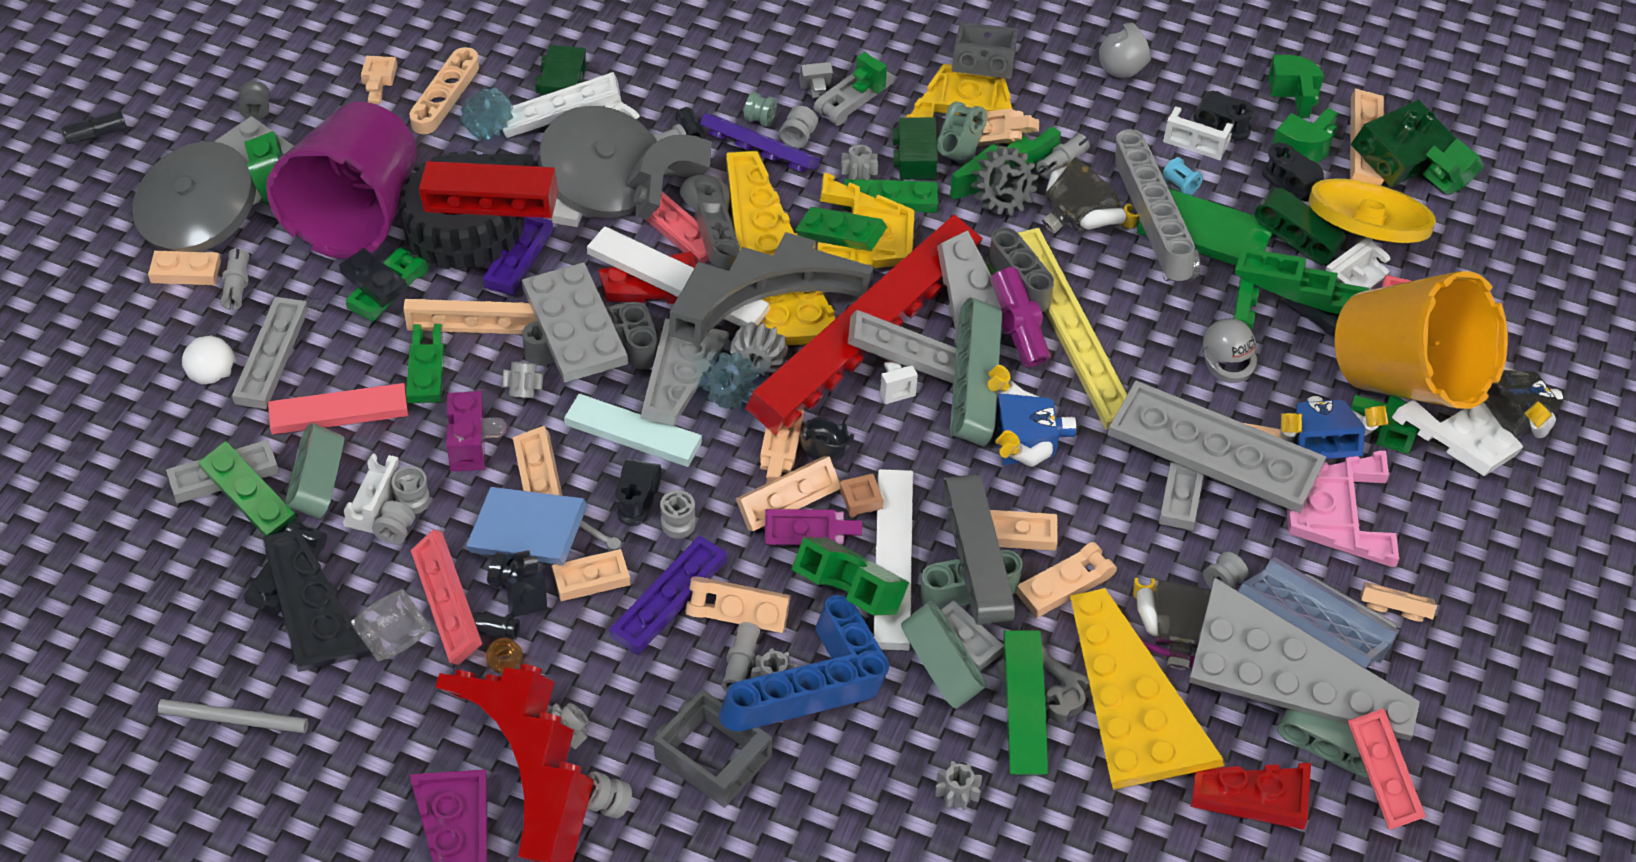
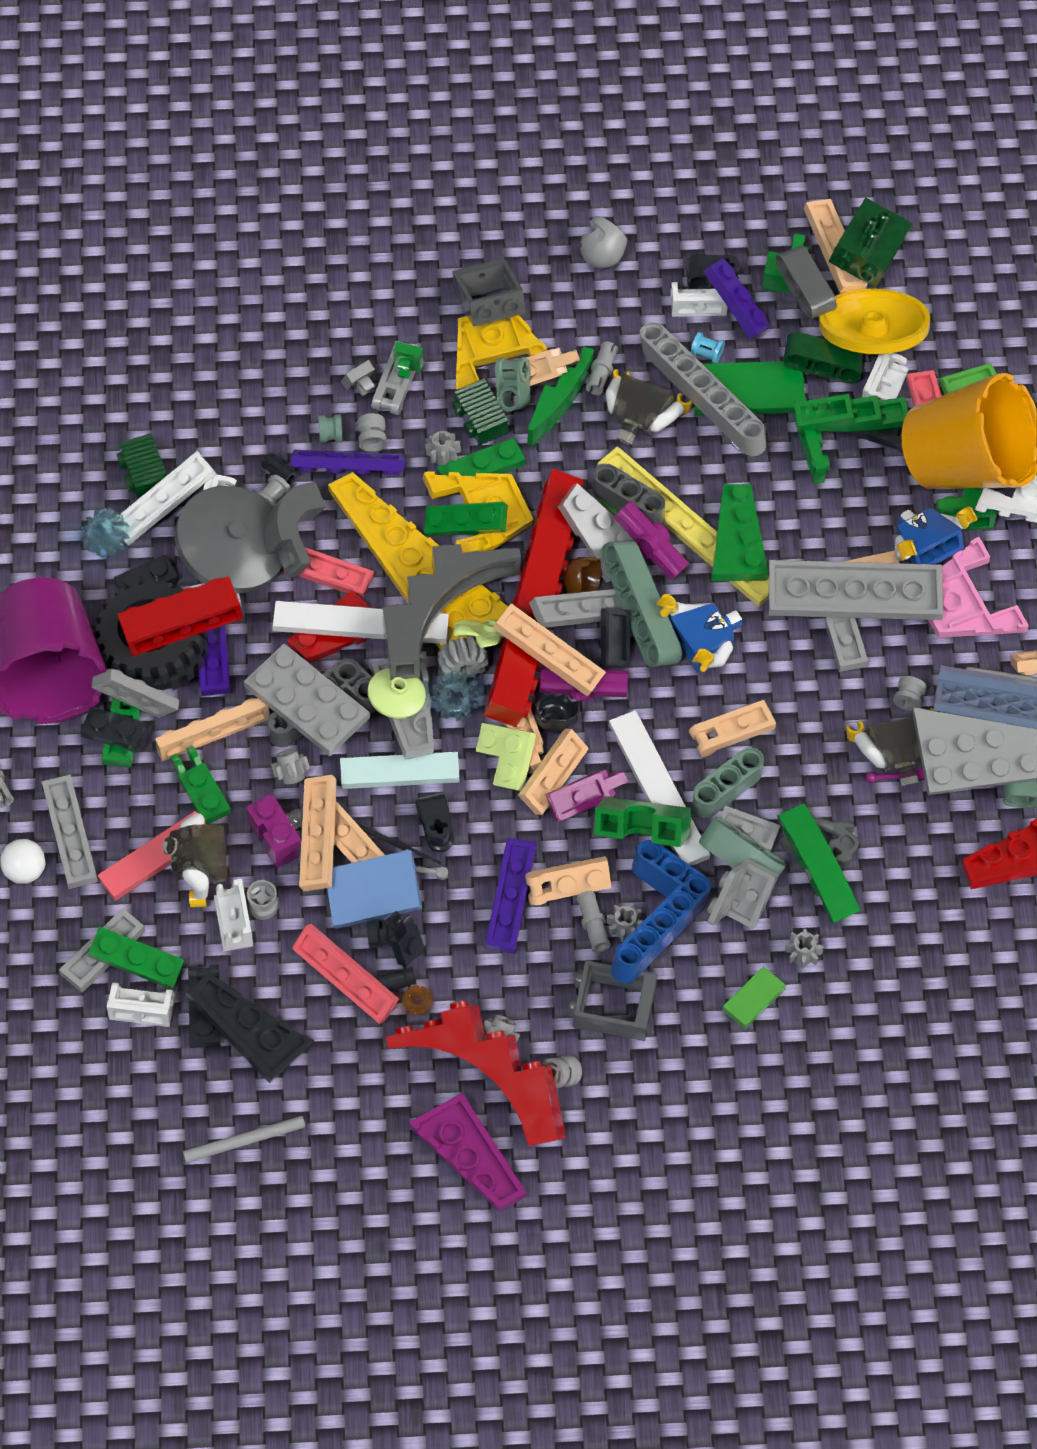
camera: 25 degrees left, 10 degrees up
(221, 539) = (140, 1006): none -> white hinge
(315, 471) = (178, 917): sand green beam -> none
(363, 414) = (197, 856): none -> clear smoke torso
(390, 625) = (320, 1015): clear piece -> none
(393, 522) = (266, 932): light grey wheel -> none
(410, 248) = (135, 693): none -> light grey plate
(450, 91) = (49, 522): light nougat beam -> none
(503, 448) = (318, 833): none -> light nougat plate
(581, 494) = (395, 843): none -> black piece
(591, 575) = (443, 906): light nougat plate -> none
(668, 355) = (396, 702): none -> yellowish green dish
(677, 514) = (477, 833): light grey wheel -> none
(711, 201) = (353, 551): dark grey beam -> none
(756, 453) = (514, 753): none -> yellowish green plate
(789, 331) = (483, 632): none -> yellowish green plate
(846, 368) = (549, 650): none -> light nougat plate
(861, 495) = (610, 749): nougat tile -> none
(873, 422) = (612, 684): none -> magenta piece
(873, 815) = (754, 997): none -> bright green tile
(898, 382) = (582, 637): white tile -> none
(915, 691) = (743, 893): none -> light grey bracket
(929, 392) = (615, 638): none -> black tile
(932, 321) = (583, 575): none -> reddish brown hair
(978, 549) = (728, 758): dark grey beam -> none
(1006, 181) = (572, 417): dark grey gear -> none
(1065, 579) = (794, 750): light nougat plate -> none
(1116, 353) = (739, 543): none -> green wing
(1139, 713) = (901, 833): yellow wing -> none
(1229, 342) = (822, 493): light grey helmet -> none
(1235, 141) = (737, 298): none -> dark purple plate
(1293, 172) = (788, 307): black piece -> none
(1298, 79) = (752, 210): green brick -> none
(1315, 148) = (806, 282): none -> dark grey beam
(1453, 167) = (916, 249): green brick -> none

